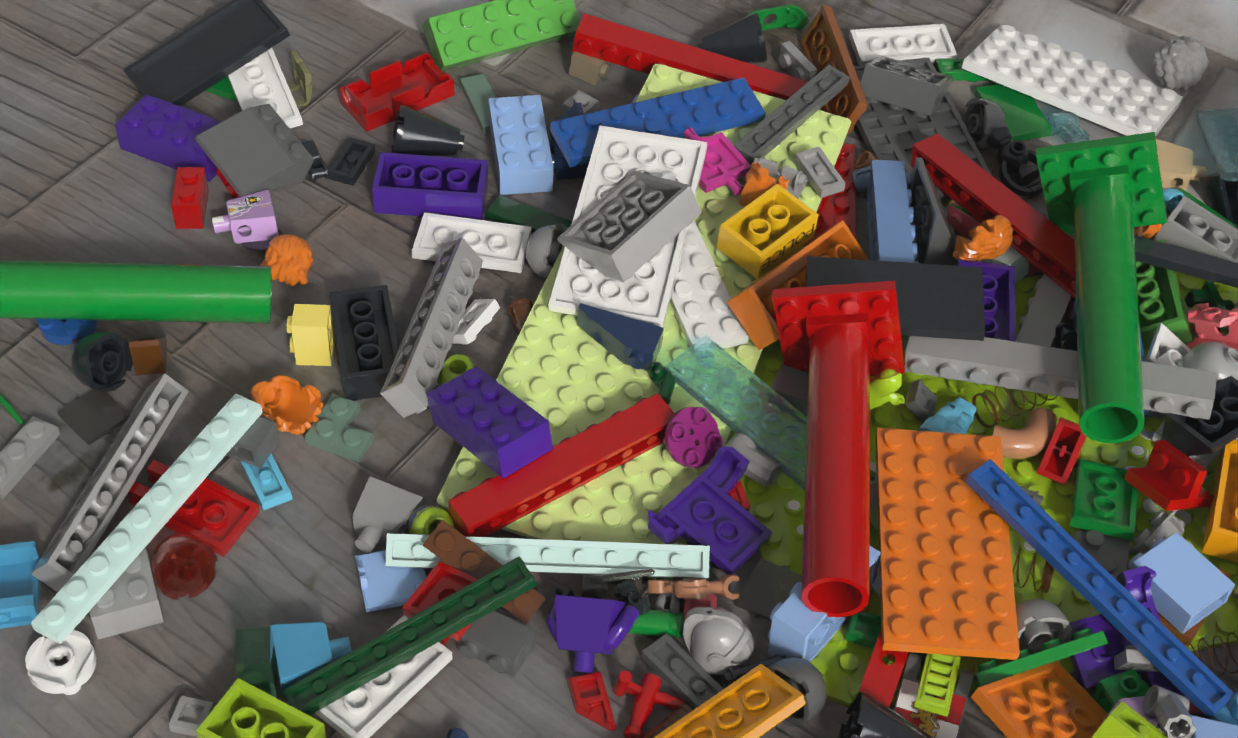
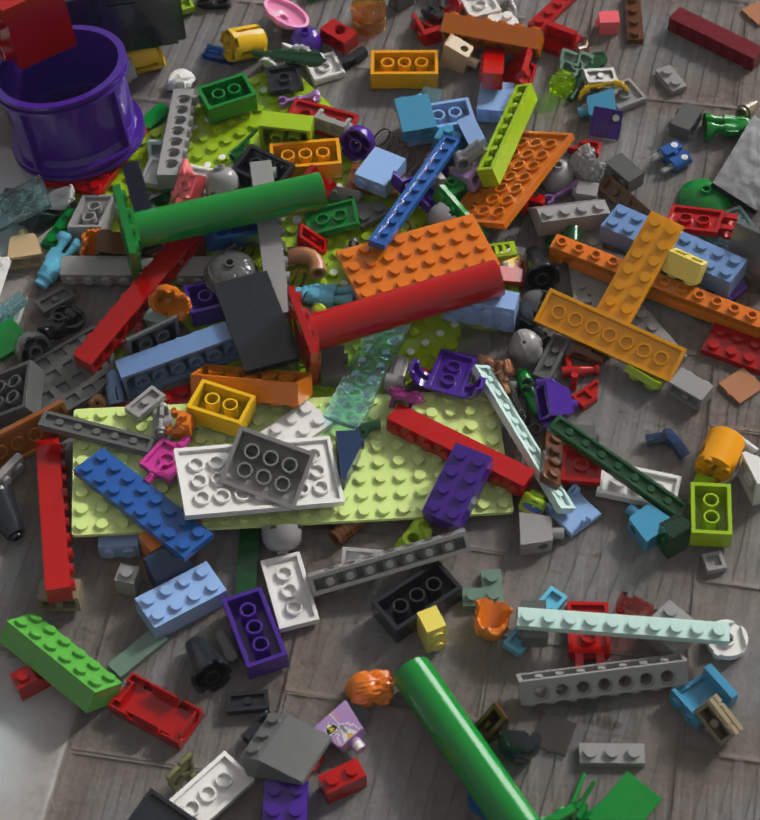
camera: 110 degrees left, 5 degrees up
(1018, 313) = (228, 266): none -> dark grey hat

